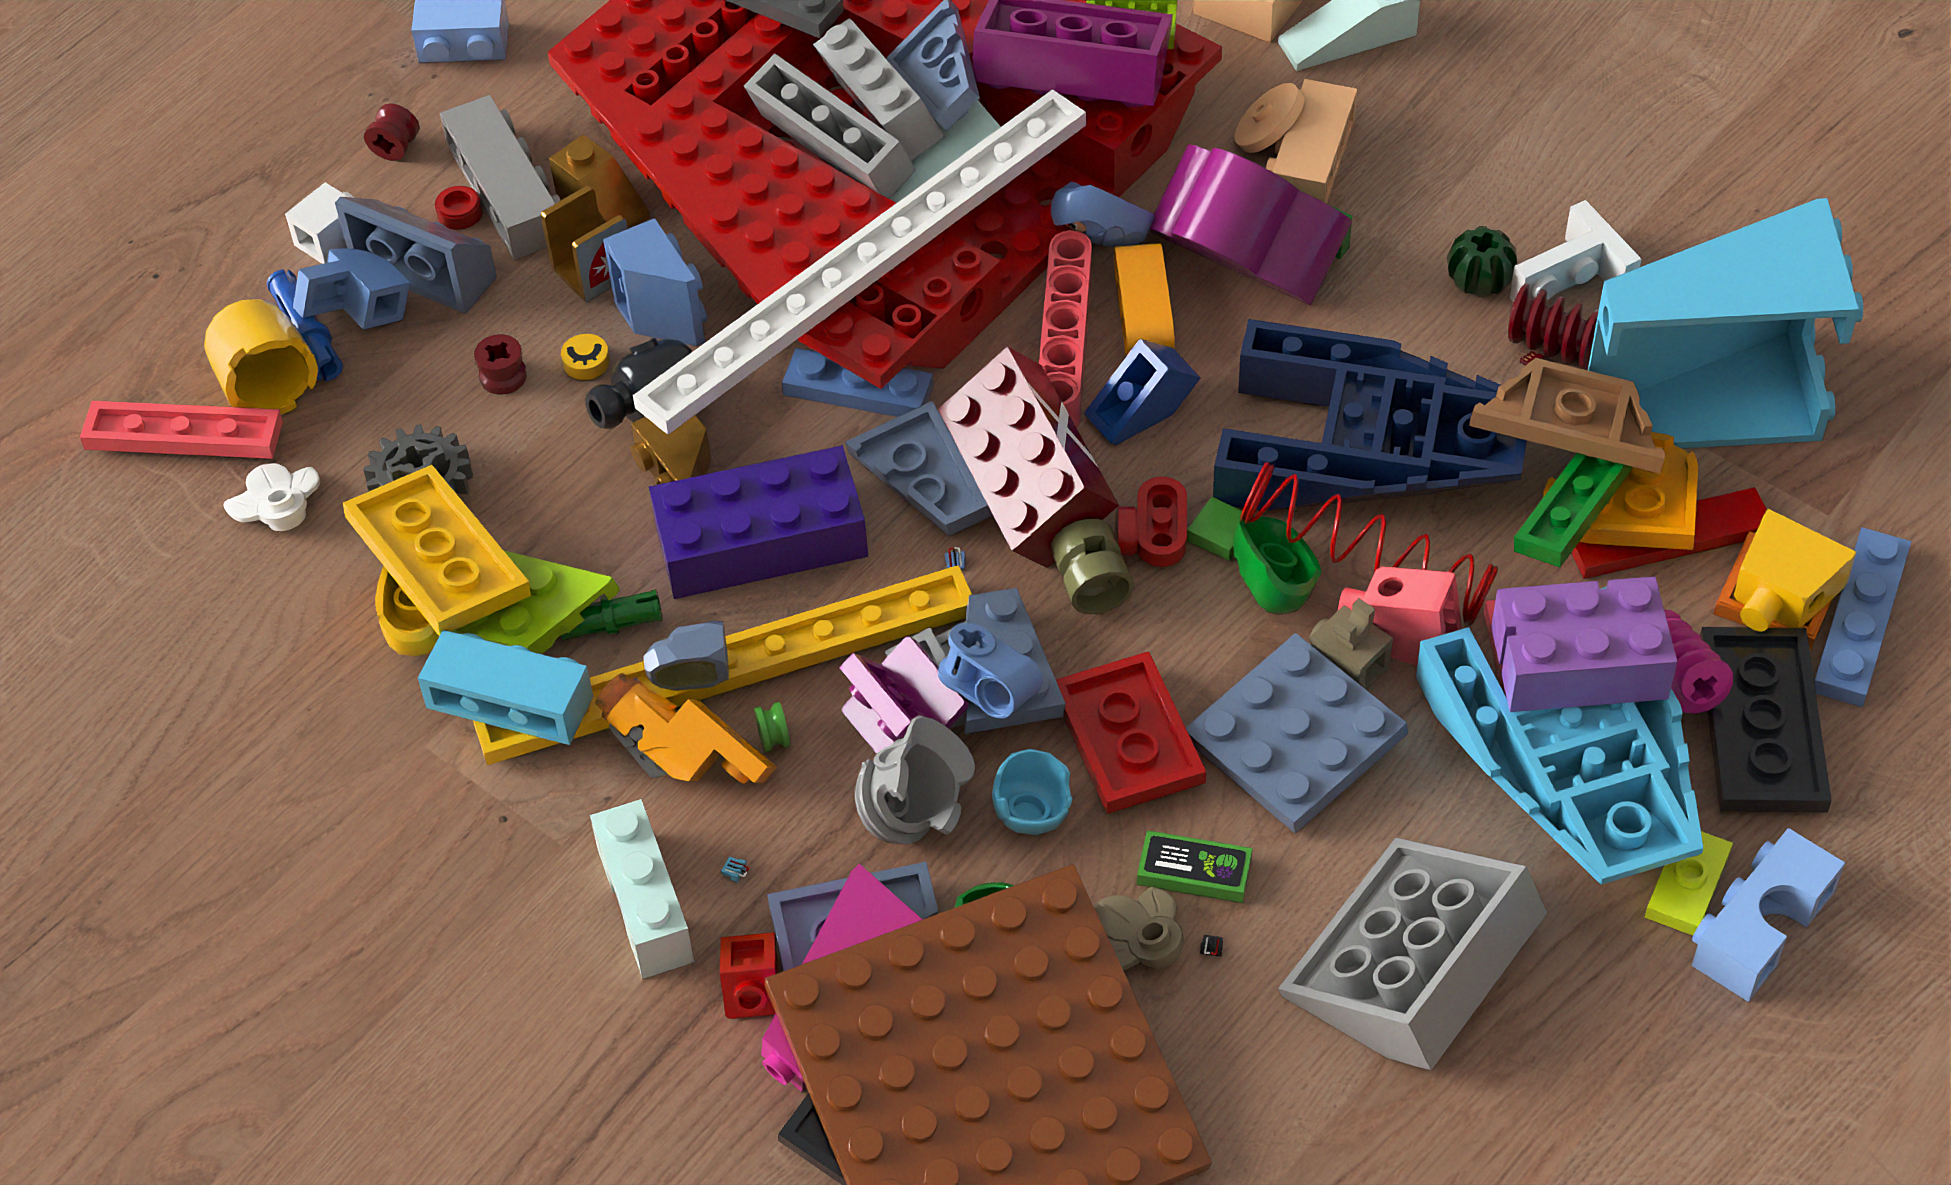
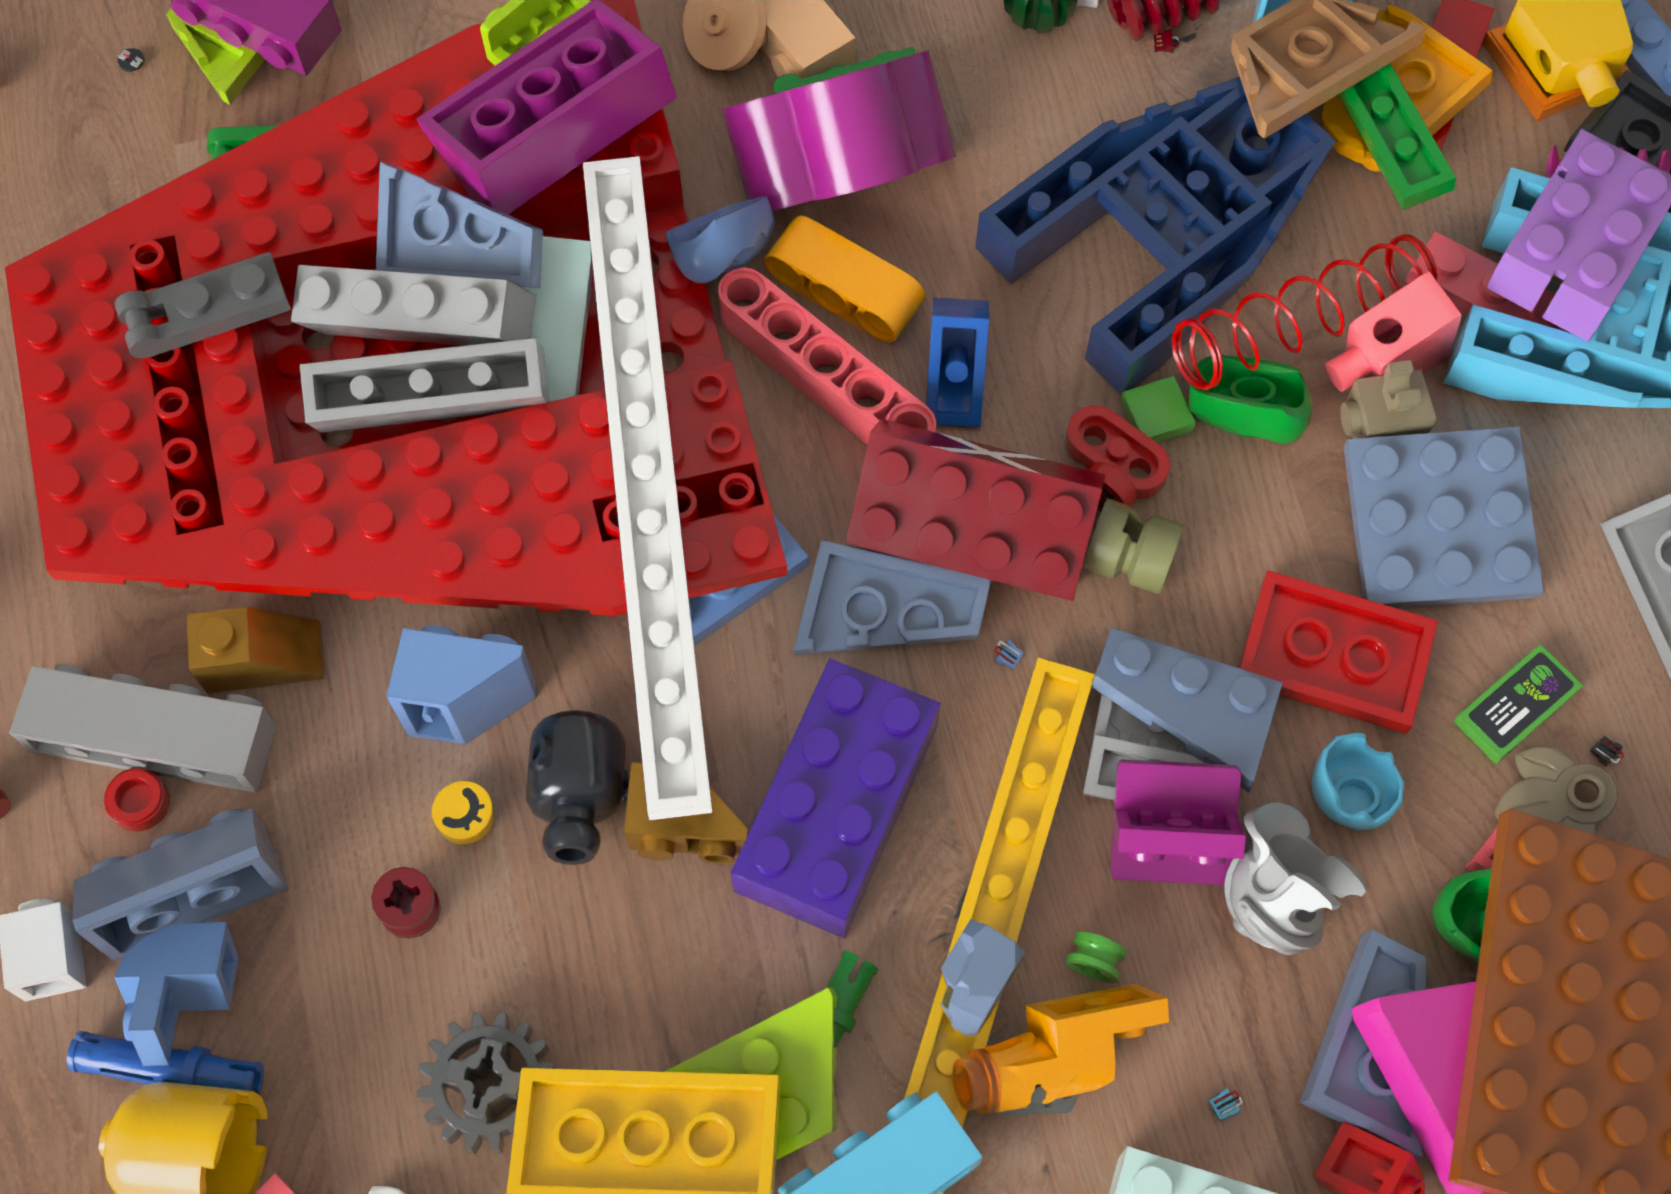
camera: 55 degrees left, 15 degrees up
(577, 243) = (308, 711): pearl gold piece -> none
(988, 674) = (1243, 723): medium blue piece -> none

